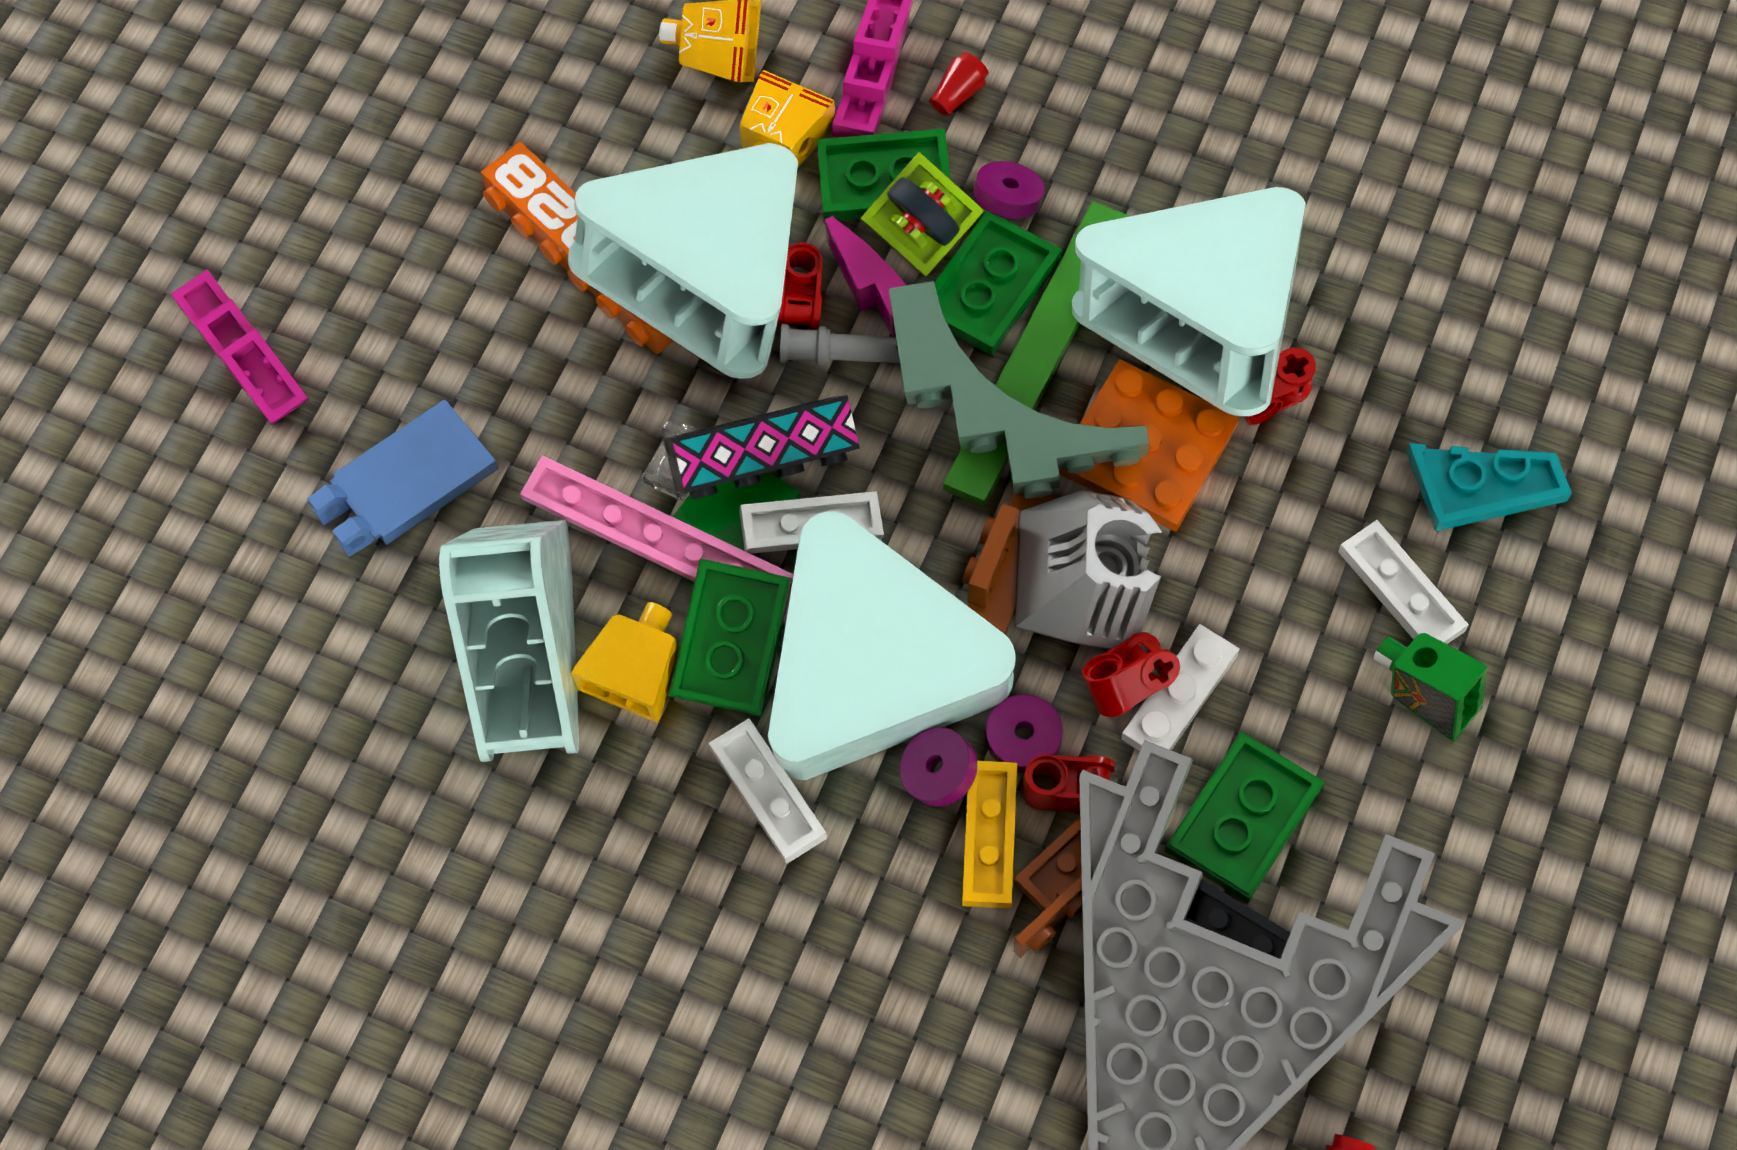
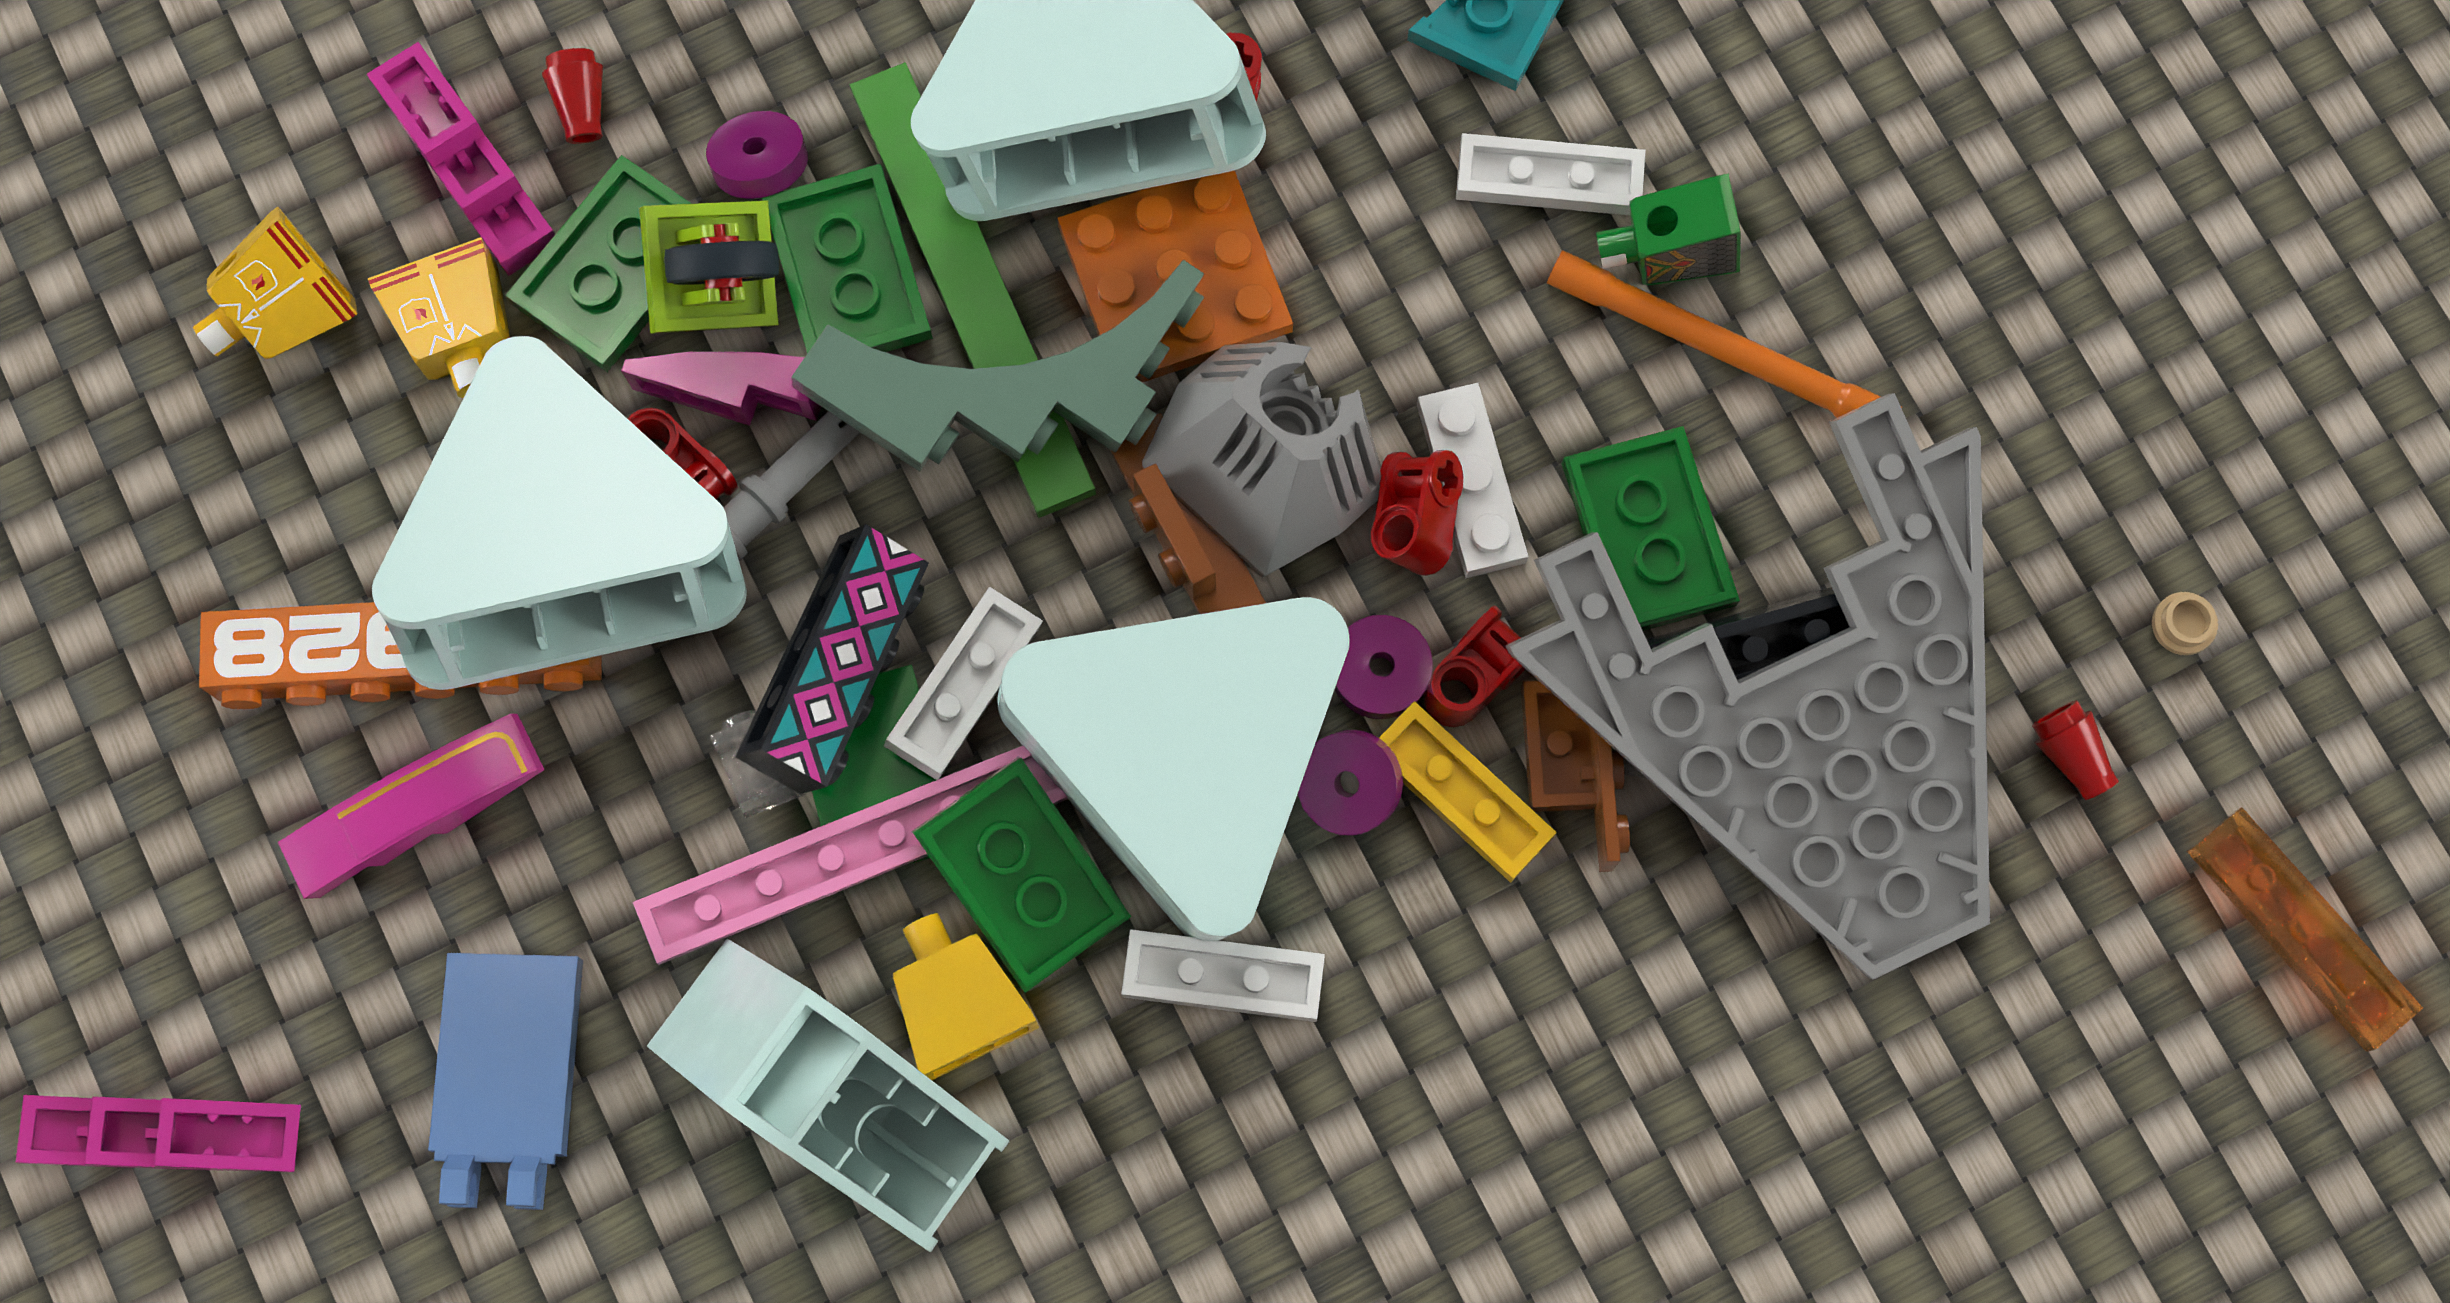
camera: 55 degrees left, 10 degrees up
(507, 317) = (411, 805): none -> dark pink slope
(1363, 670) = (1604, 289): none -> orange piece

